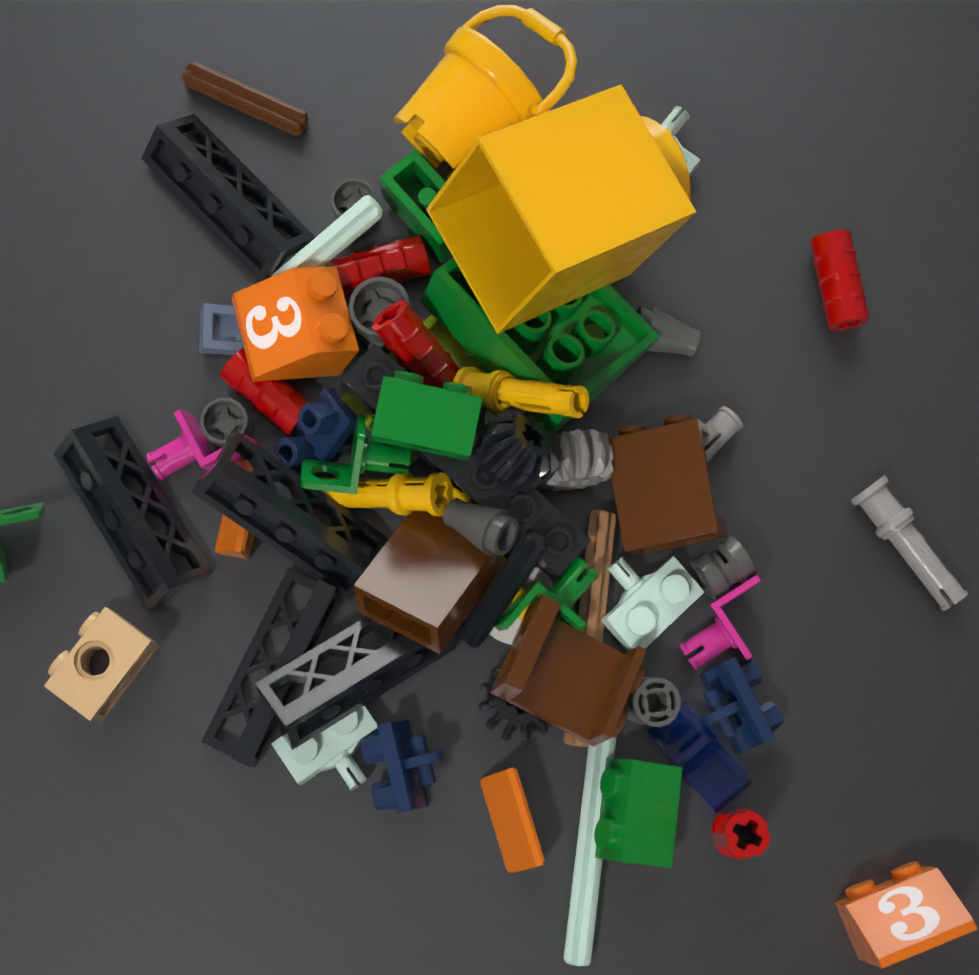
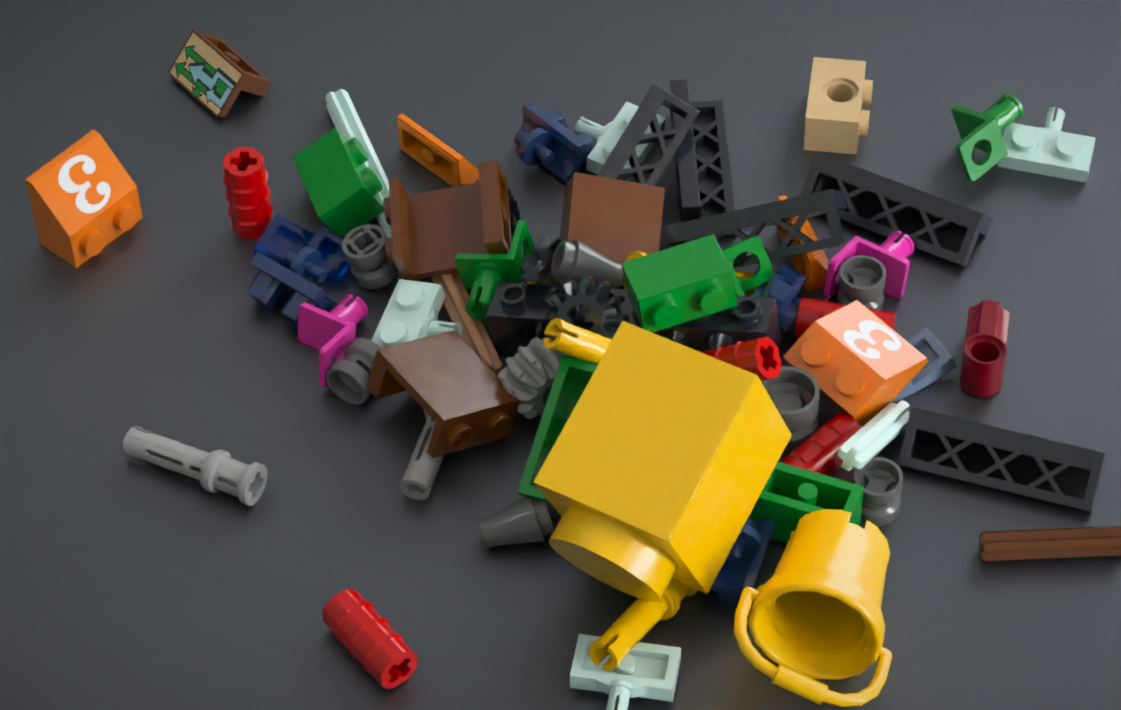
camera: 155 degrees right, 30 degrees down
(161, 309) = (984, 349): none -> dark red piece

